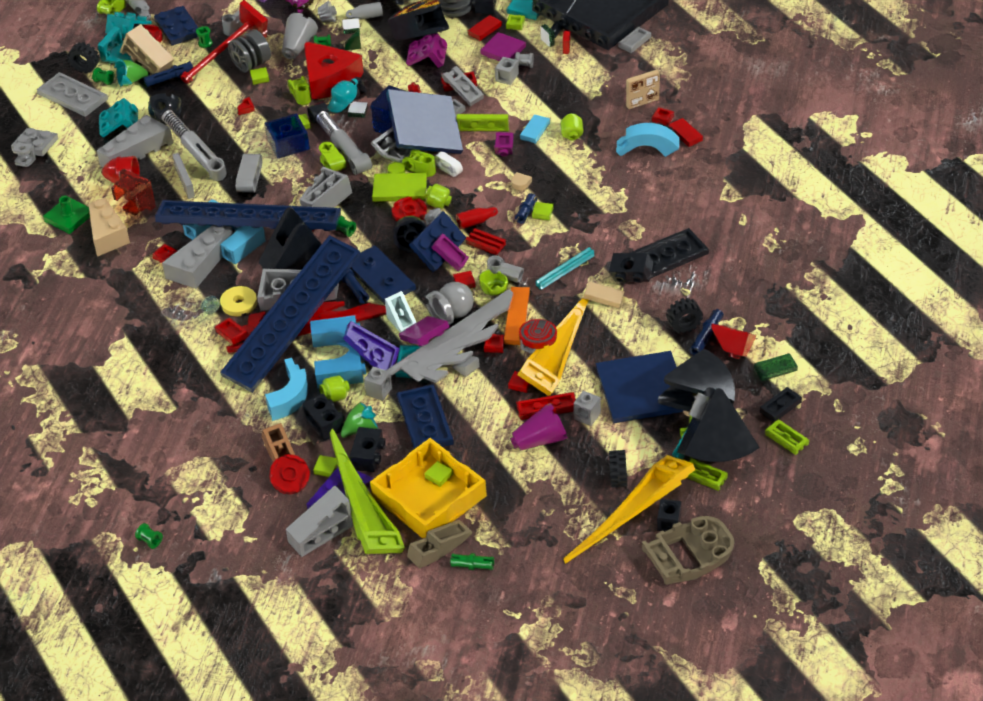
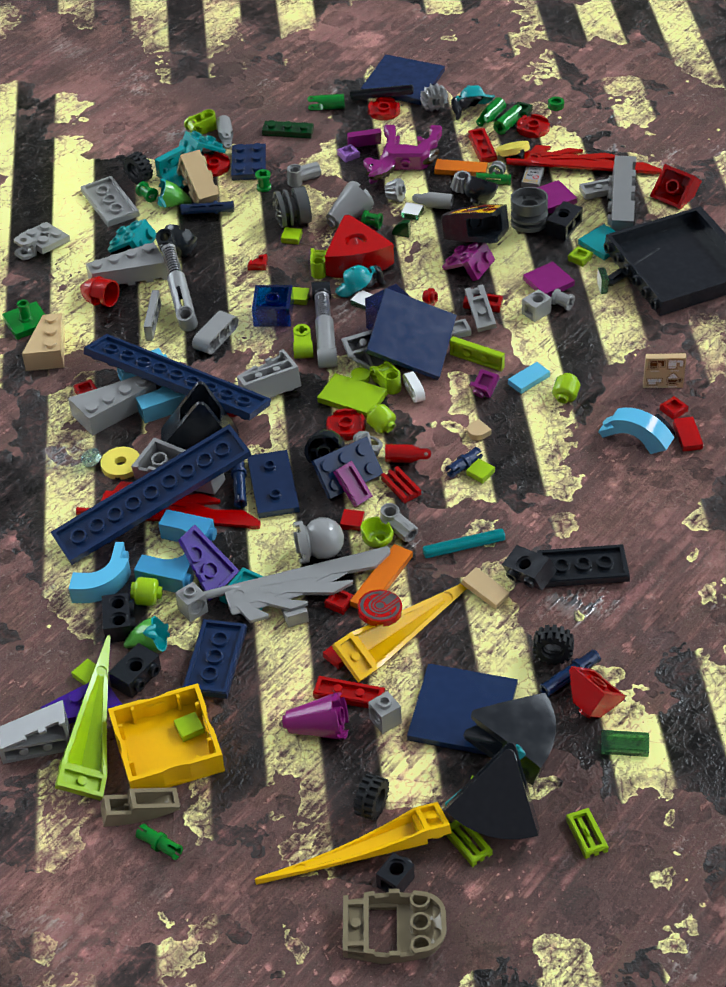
camera: 25 degrees right, 0 degrees up
(135, 190) = (97, 316): clear red panel -> none
(231, 331) = (90, 492): red tile -> none
(250, 19) = (312, 177): red tile -> none
(276, 441) = (51, 642): medium nougat slope -> none
(289, 474) = (44, 668): red tile -> none
(346, 226) = (270, 419): green bush -> none
(399, 312) = (262, 531): light aqua slope -> none
(424, 330) = (272, 560): magenta tile -> none
(484, 28) = (544, 253): red tile -> none
(566, 42) = (617, 294): red tile -> none
(634, 40) = (695, 313): light grey tile -> none
(698, 405) = (486, 759): light grey pin -> none
(780, 404) = (601, 791): black plate -> none

